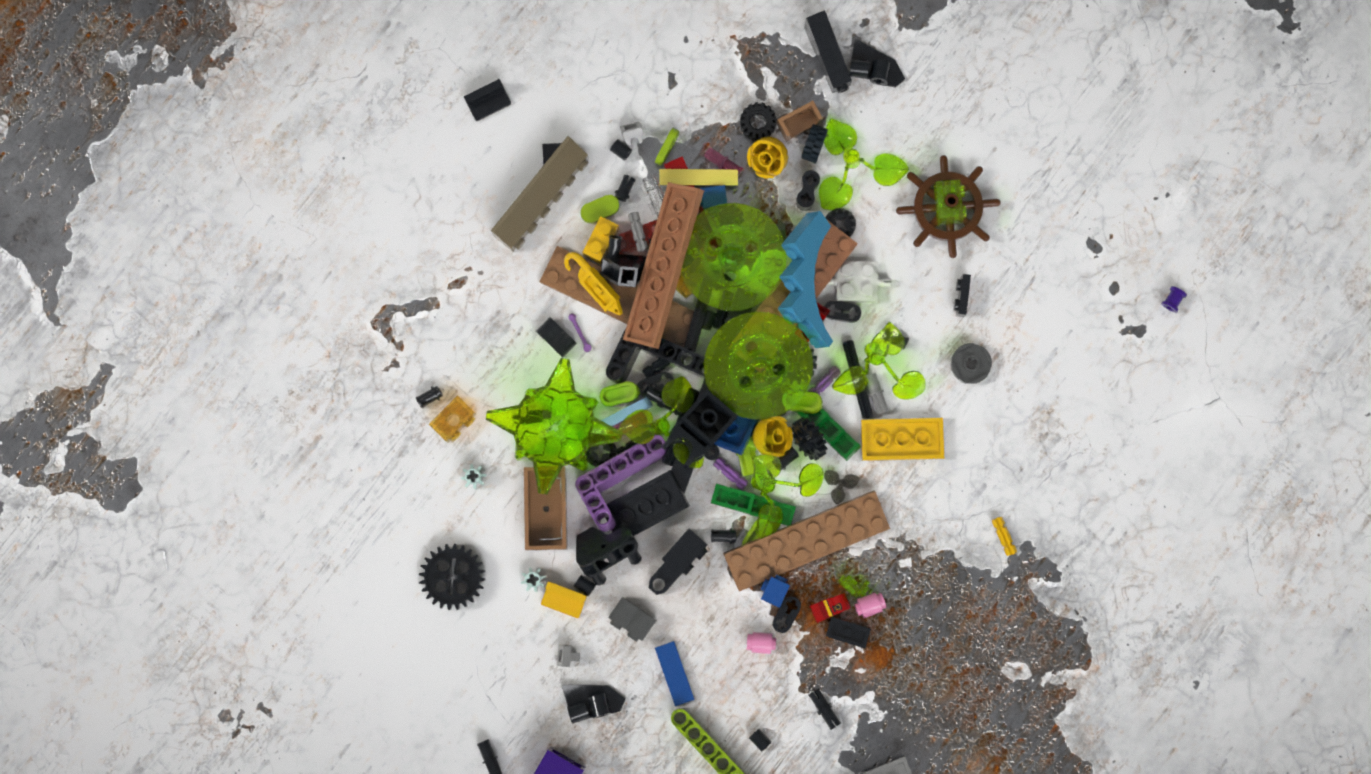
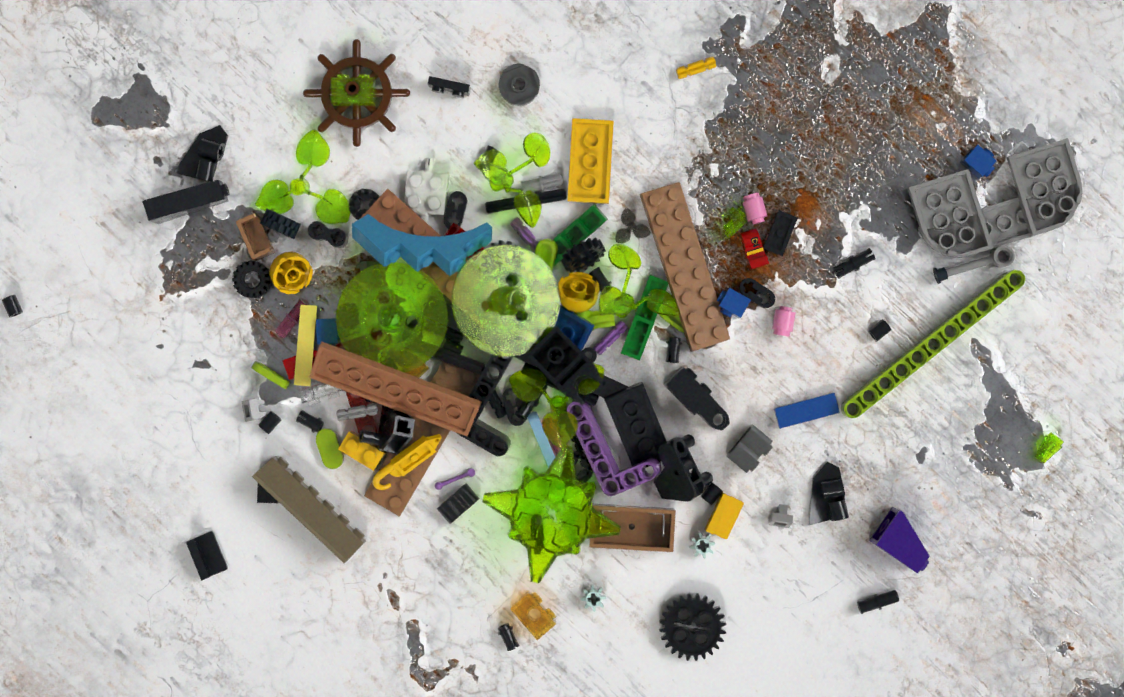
camera: 85 degrees left, 5 degrees up
(619, 394) = (521, 443): lime tile -> none

